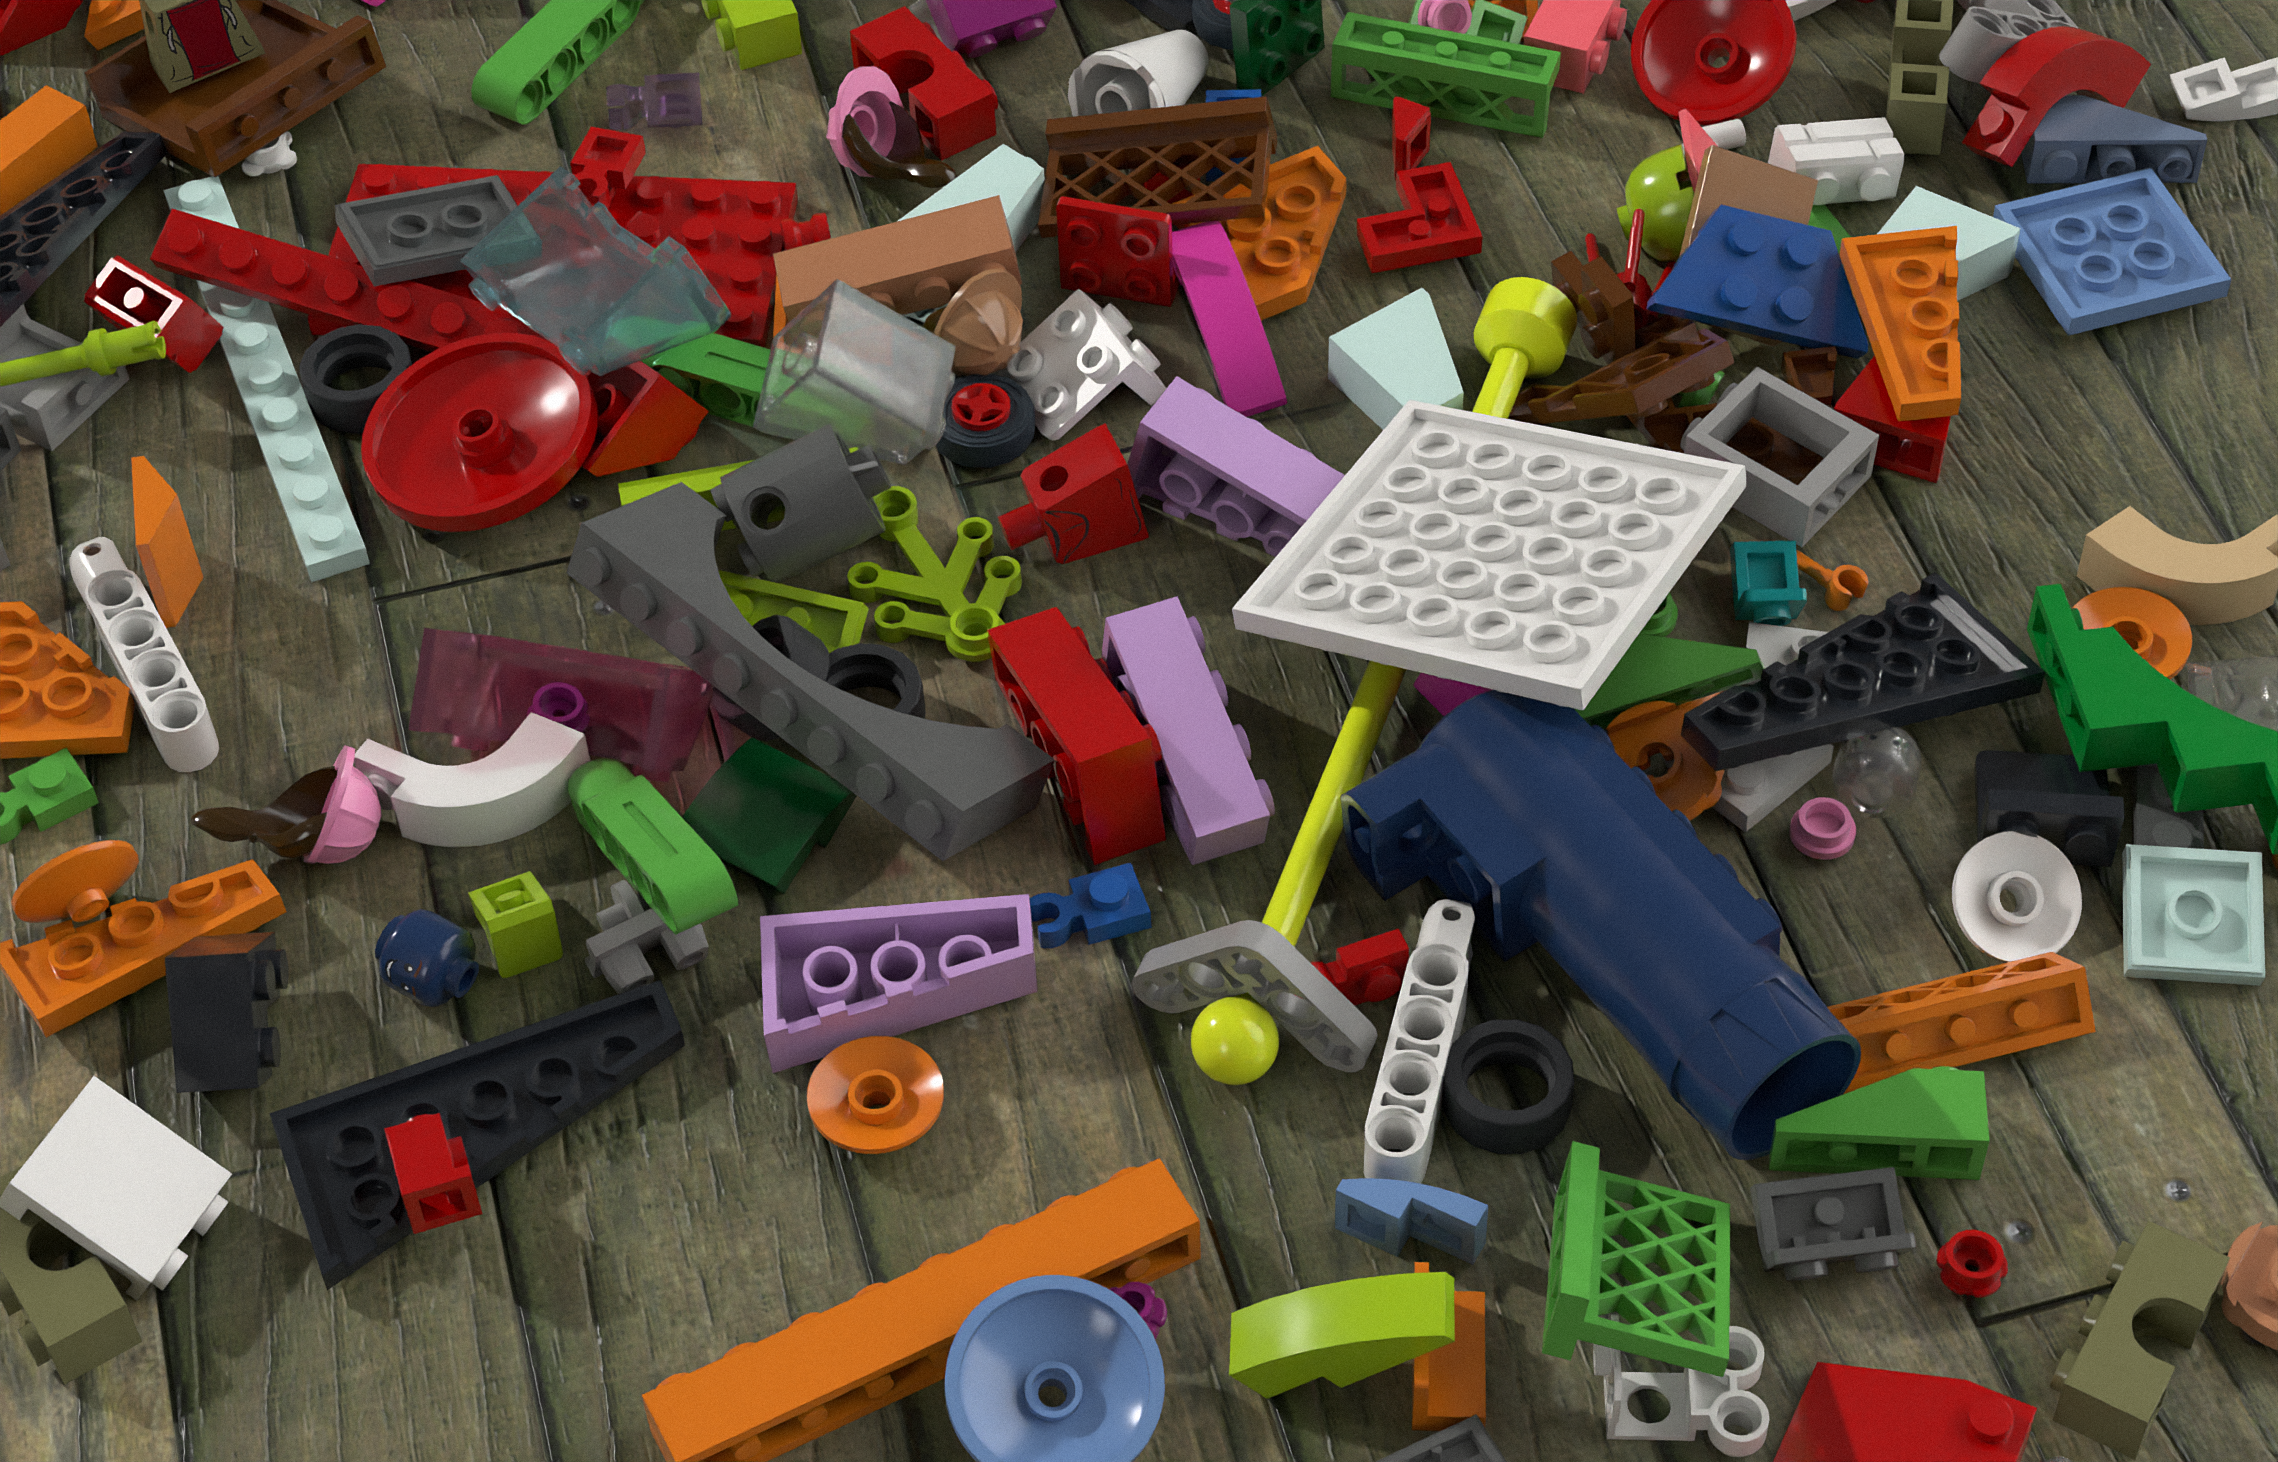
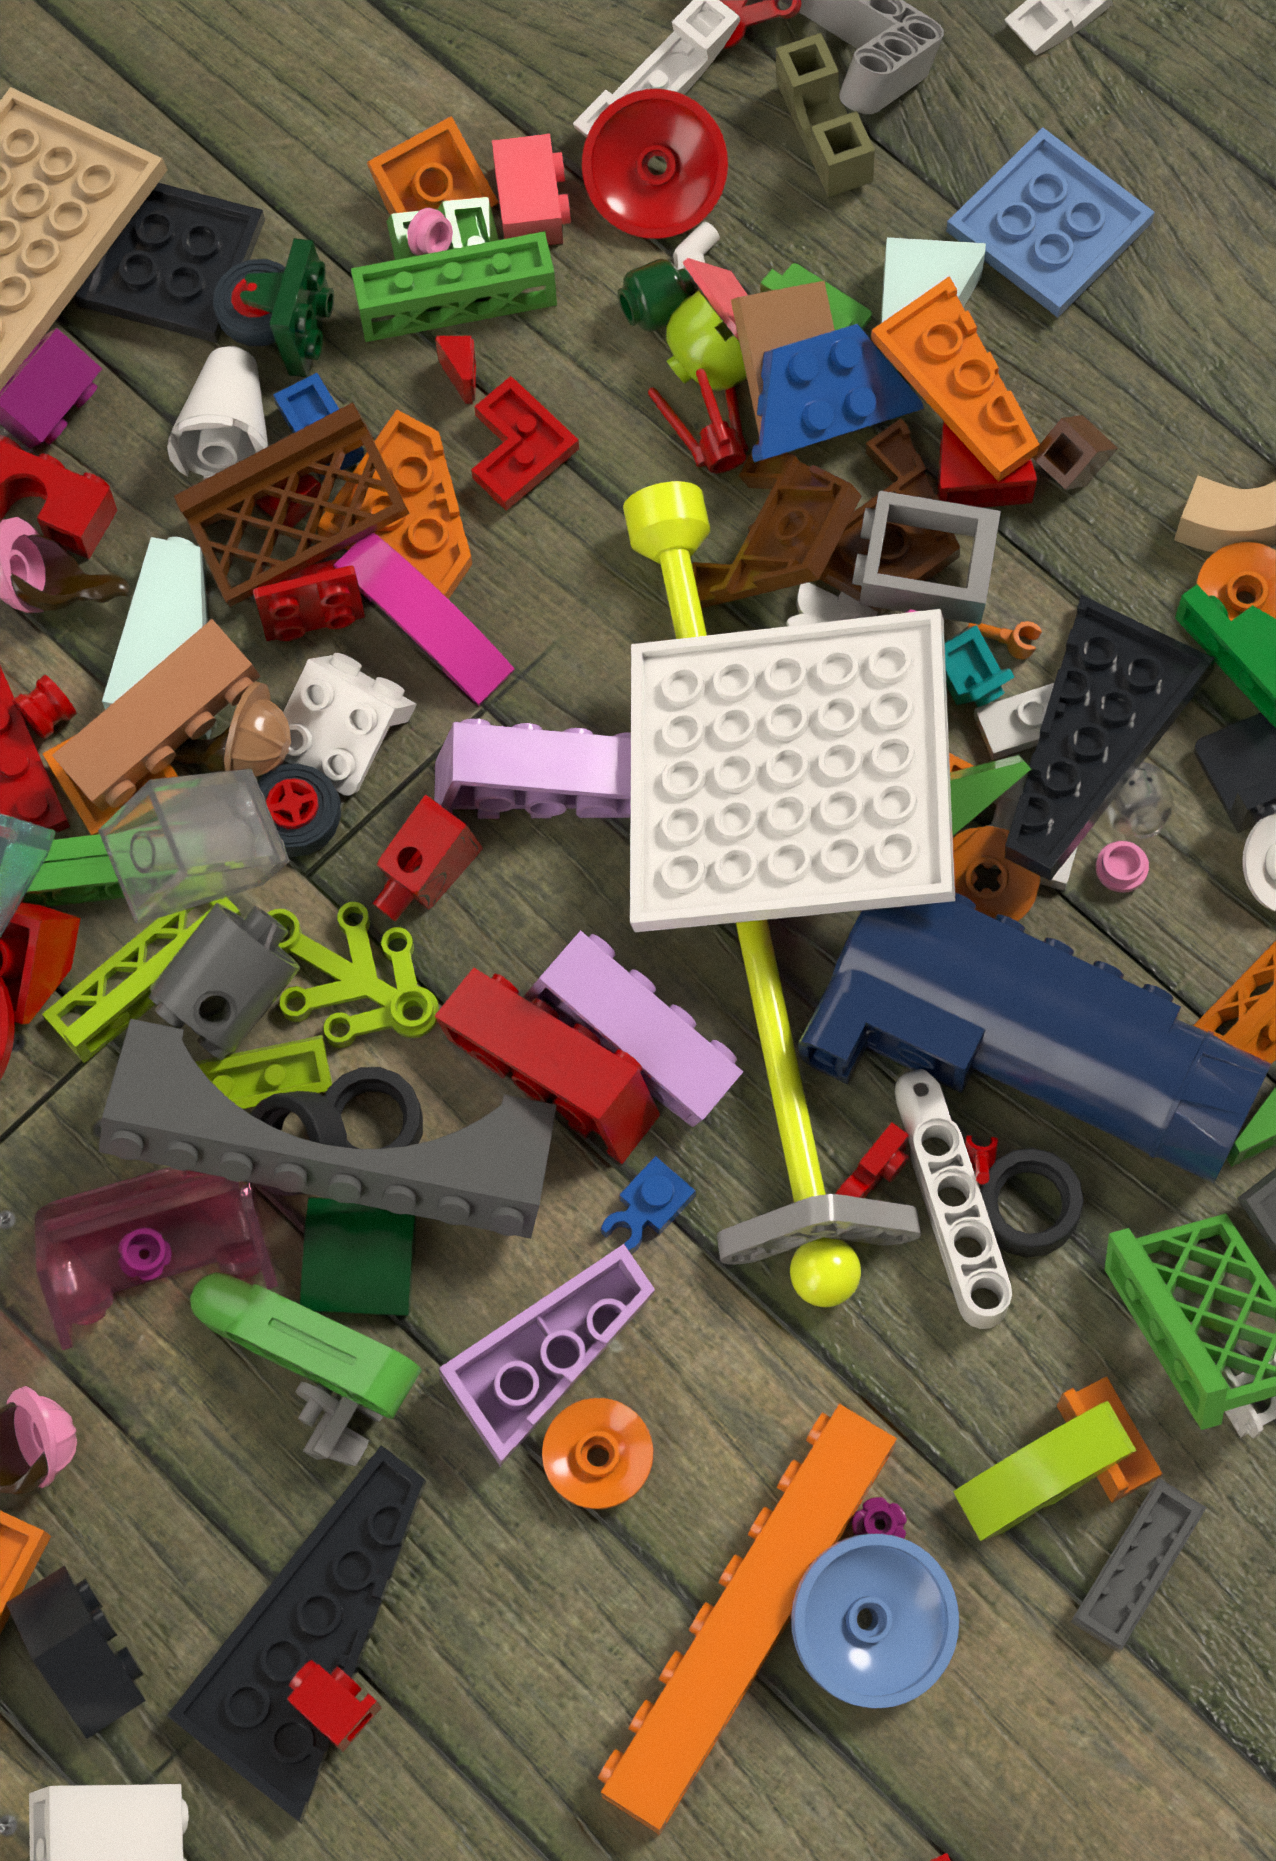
camera: 30 degrees left, 20 degrees up
(427, 958) = (194, 1522): dark blue head -> none
(482, 799) = (138, 1363): white arch -> none
(518, 924) = (232, 1448): lime slope -> none
(1393, 1210) = (1011, 1350): medium blue slope -> none
(1395, 359) = (592, 602): light aqua slope -> none
(1479, 1013) = (982, 1158): none -> red hand
(1601, 305) = (724, 480): reddish brown plate -> none
(1635, 140) = (654, 293): none -> dark green head
(1847, 158) = (808, 234): white brick -> none
(2004, 438) = (1074, 452): none -> reddish brown brick
(2040, 73) = (929, 87): red arch -> none
(2098, 140) = (985, 118): sand blue slope -> none

